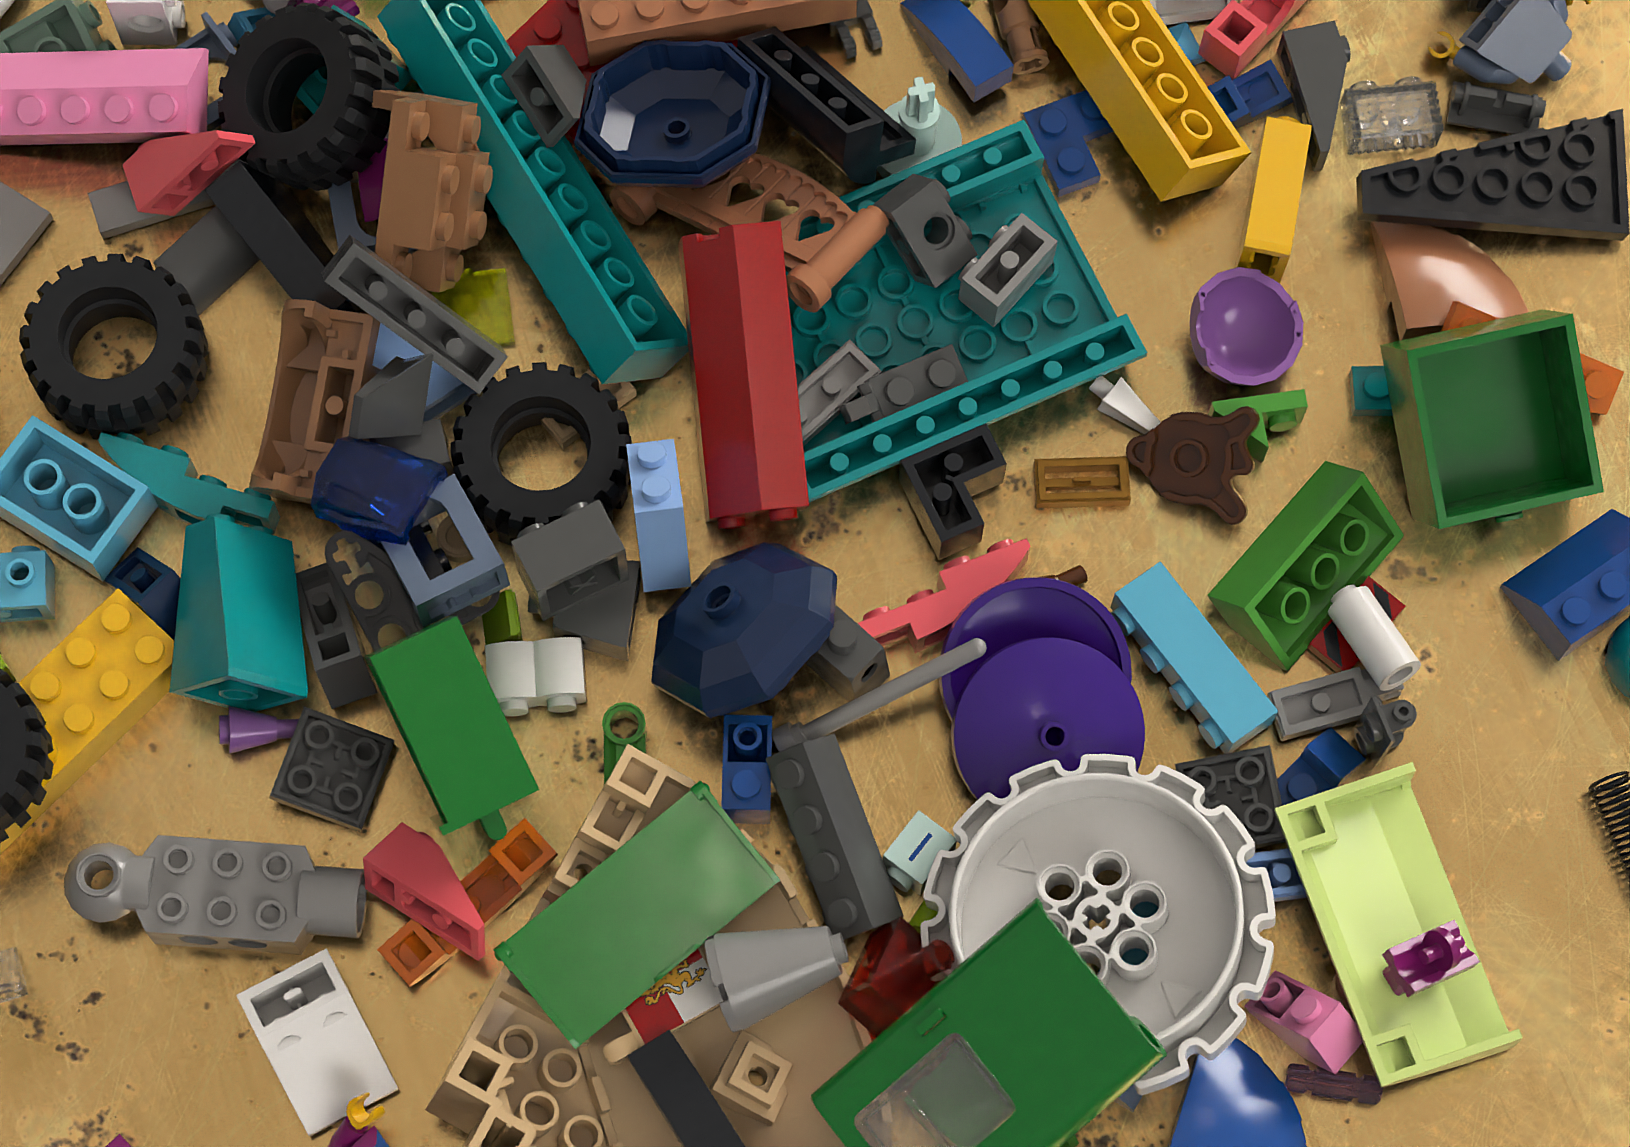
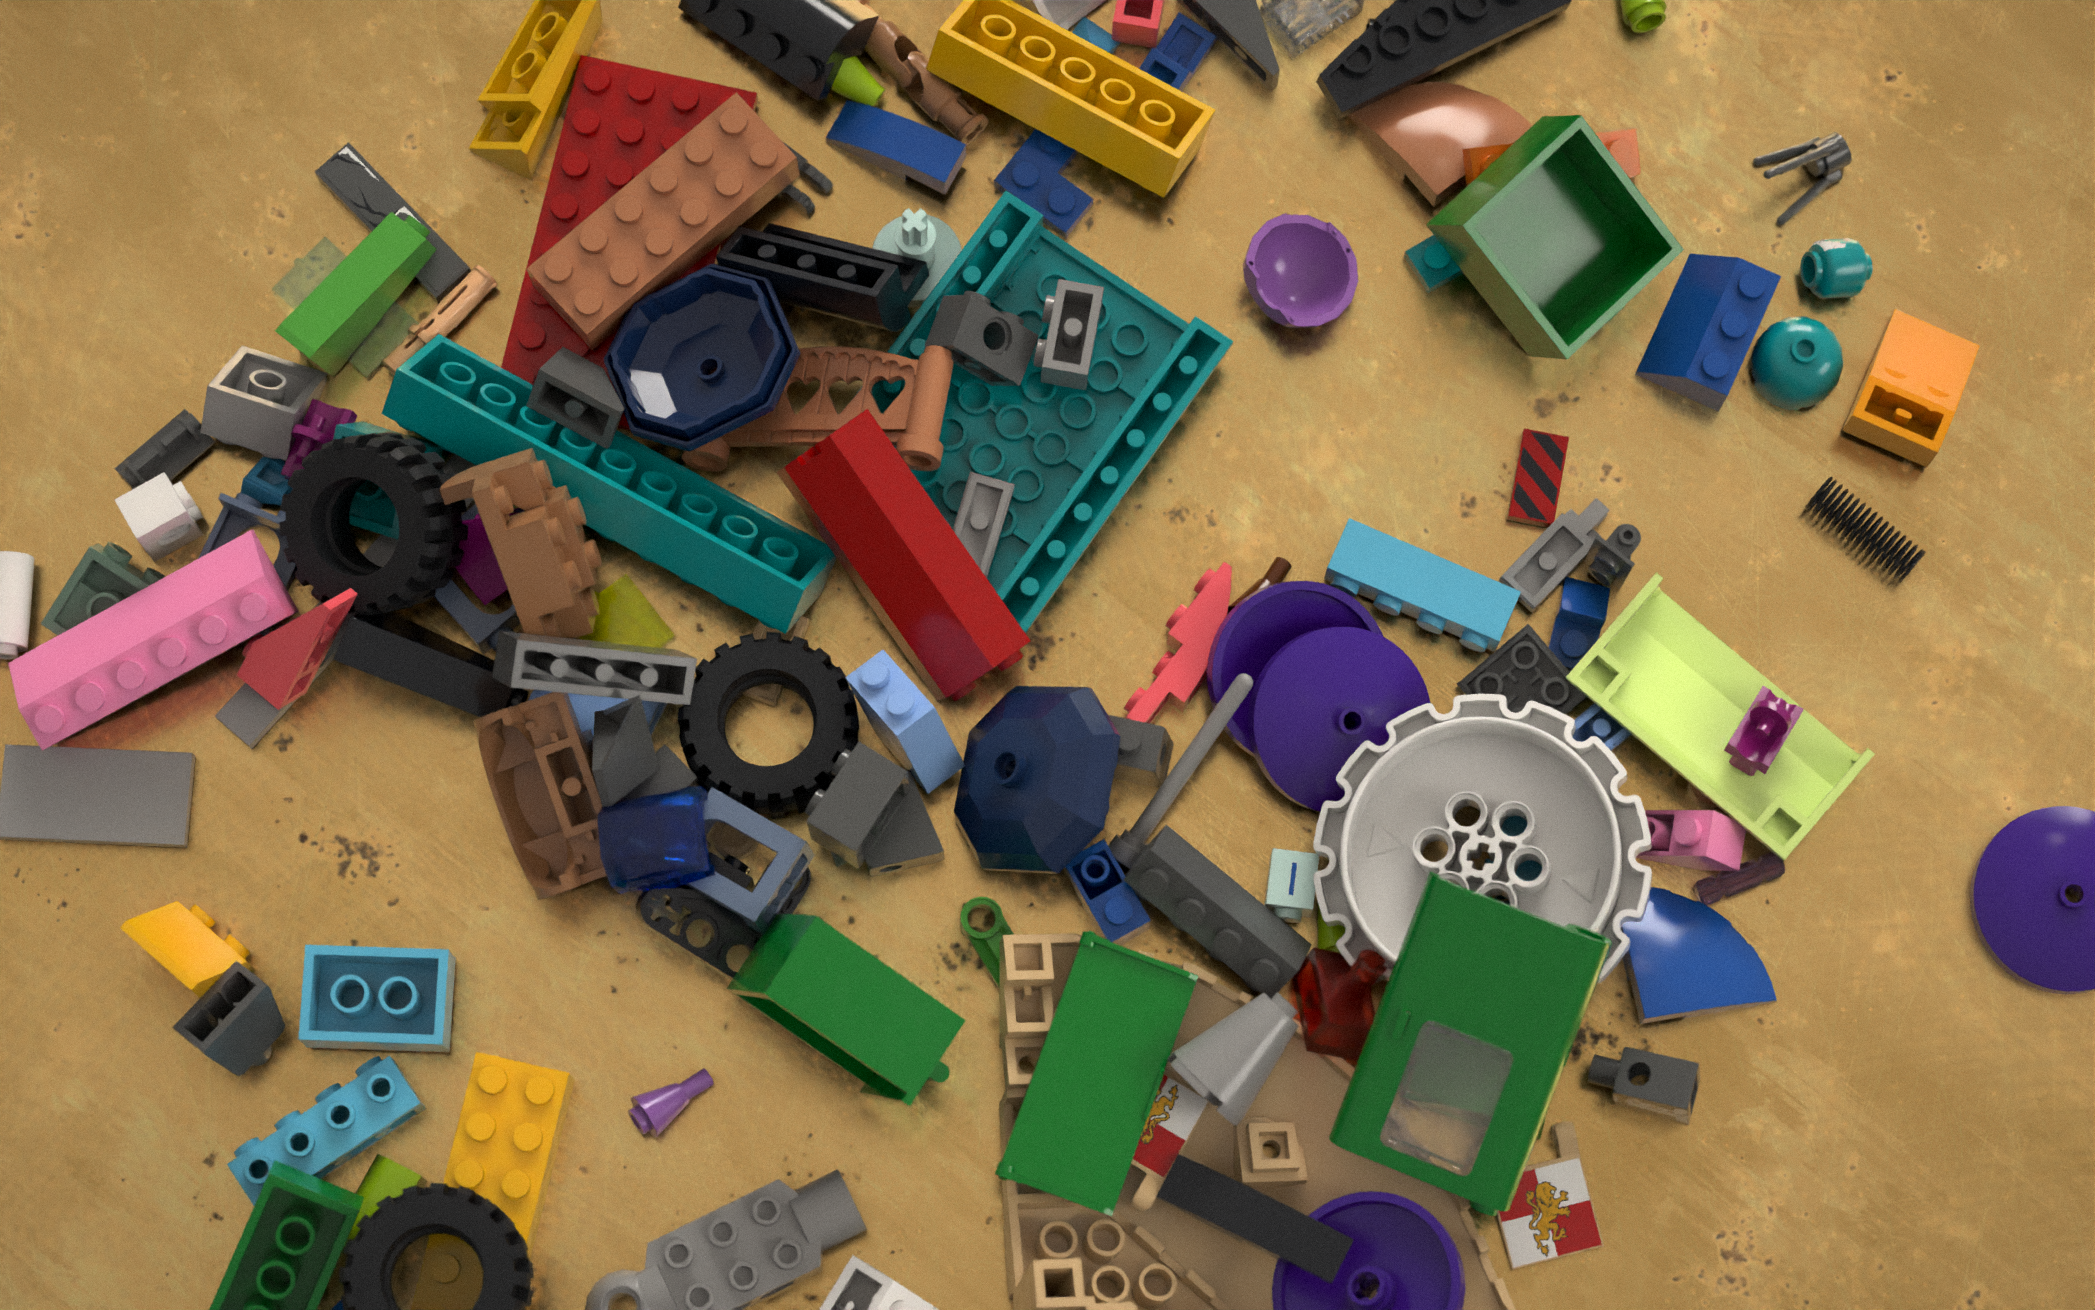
camera: 30 degrees left, 5 degrees up
(92, 296) = (296, 793): black tyre -> none
(150, 586) = (504, 1034): dark blue slope -> none
(177, 490) = (451, 927): teal slope -> none
(208, 259) = (361, 718): dark grey brick -> none
(238, 618) = (597, 1017): teal slope -> none
(332, 769) = (752, 1099): dark grey tile -> none
(333, 638) = (680, 983): dark grey slope -> none
(419, 881) = (893, 1152): coral slope -> none
(491, 888) = (941, 1147): orange slope -> none
(503, 620) = (824, 891): lime slope -> none
(537, 674) = (881, 913): white brick -> none
(906, 385) = (1044, 486): dark grey hinge -> none
(942, 487) = (1124, 557): black brick -> none
(1082, 499) = (1204, 504): pearl gold tile -> none
(1123, 404) = (1234, 394): white piece -> none
(1197, 457) = (1324, 408): reddish brown tile -> none
(1274, 197) = (1256, 140): yellow slope -> none
(1276, 410) = (1344, 350): bright green slope -> none
(1313, 548) = (1467, 447): bright green slope -> none
(1373, 637) = (1561, 481): white brick -> none

